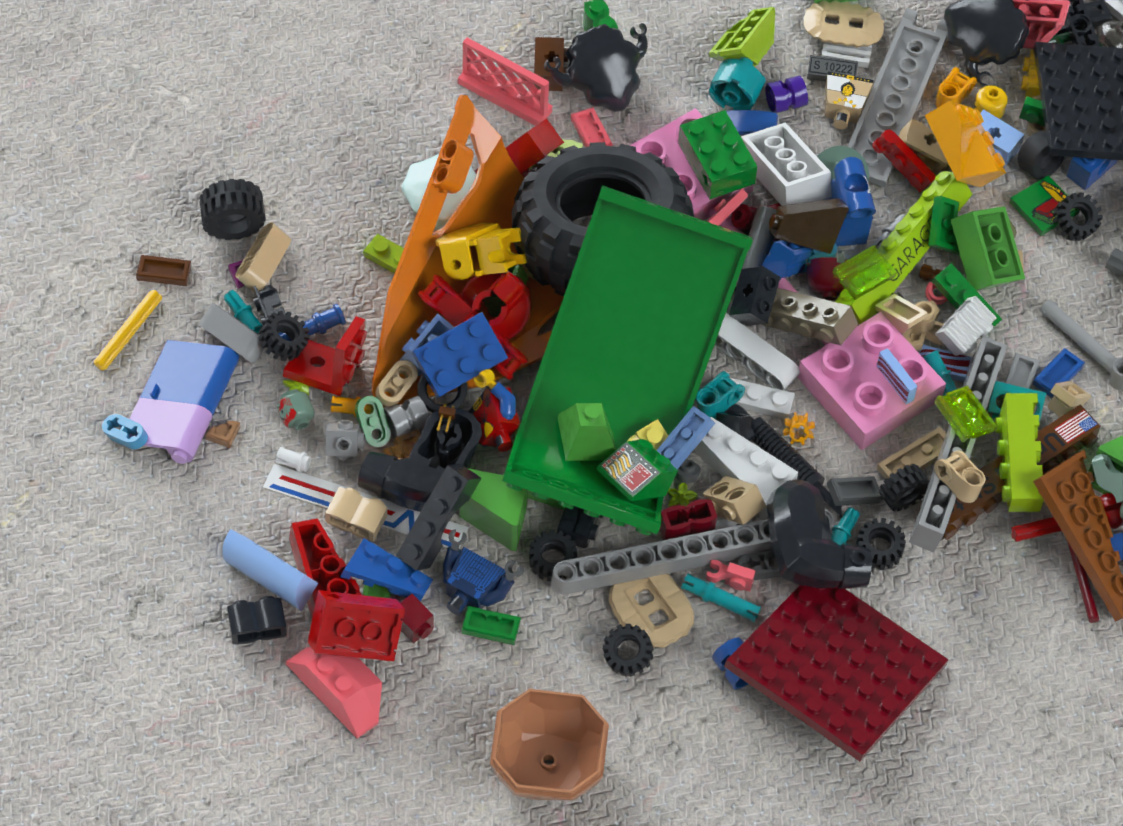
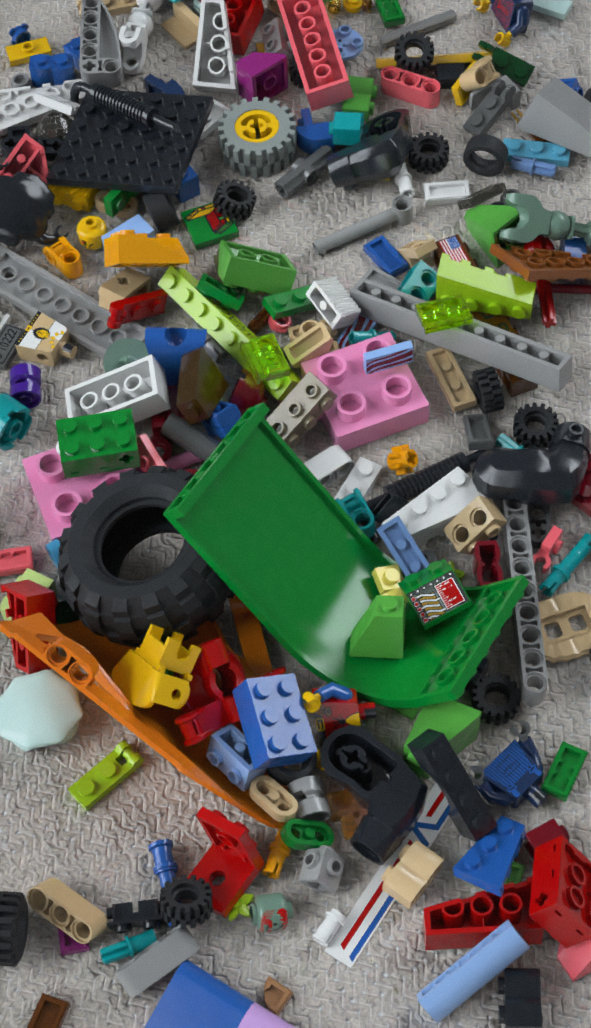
camera: 70 degrees left, 0 degrees up
(448, 413) = (329, 752): reddish brown piece -> none
(752, 120) = (44, 425): blue slope -> none
(961, 477) = (516, 327): tan piece -> none

